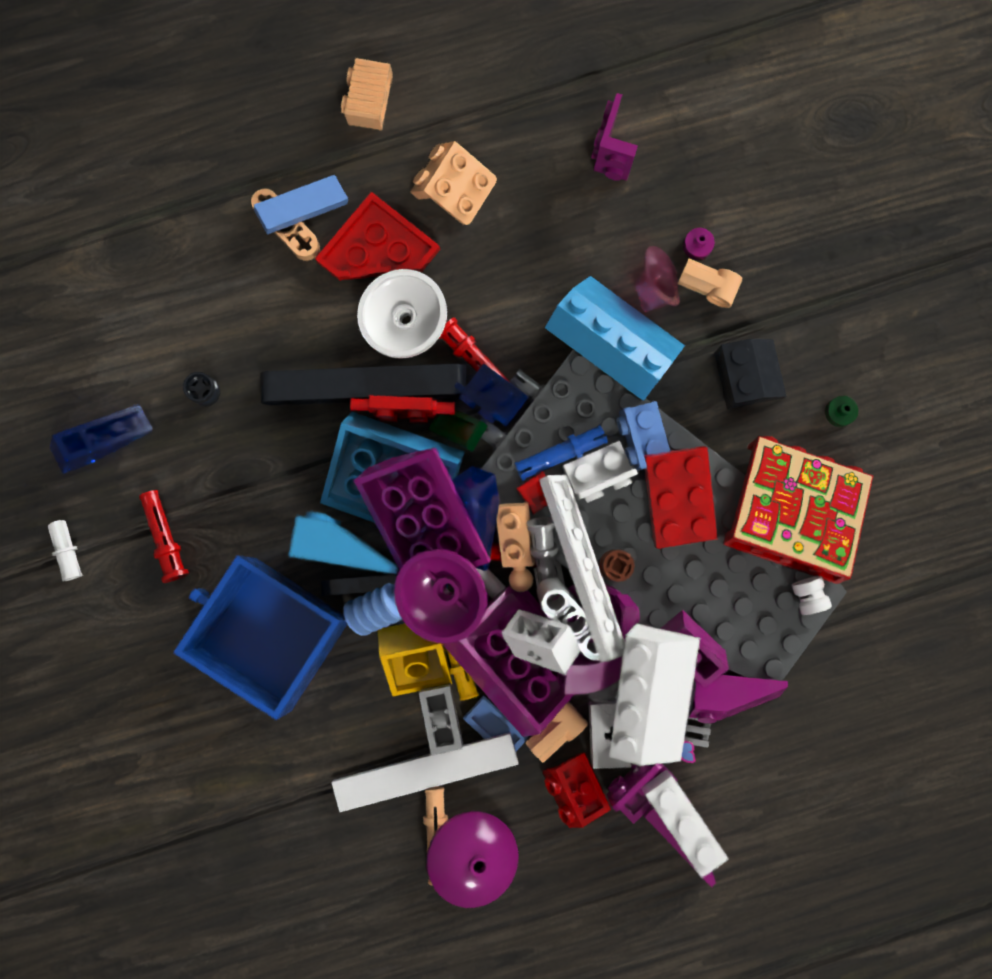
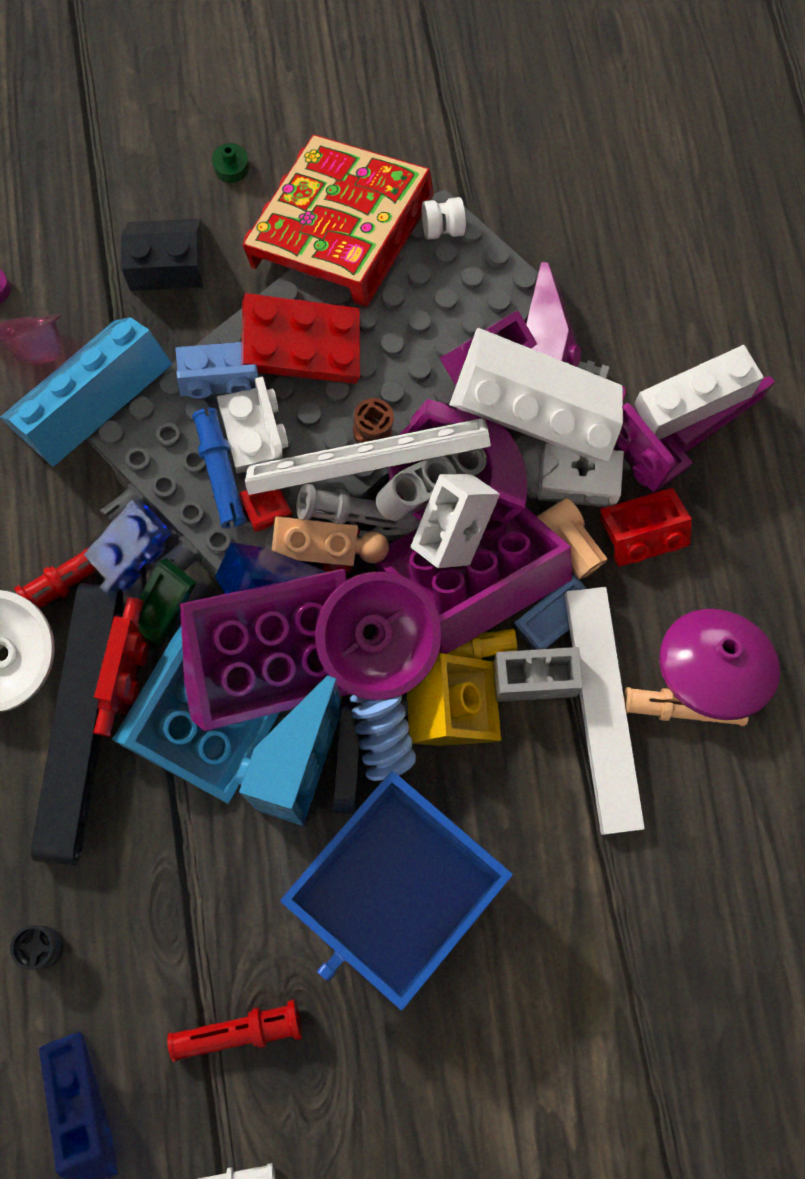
camera: 85 degrees left, 10 degrees down
(717, 285) = (45, 271): light nougat piece -> none

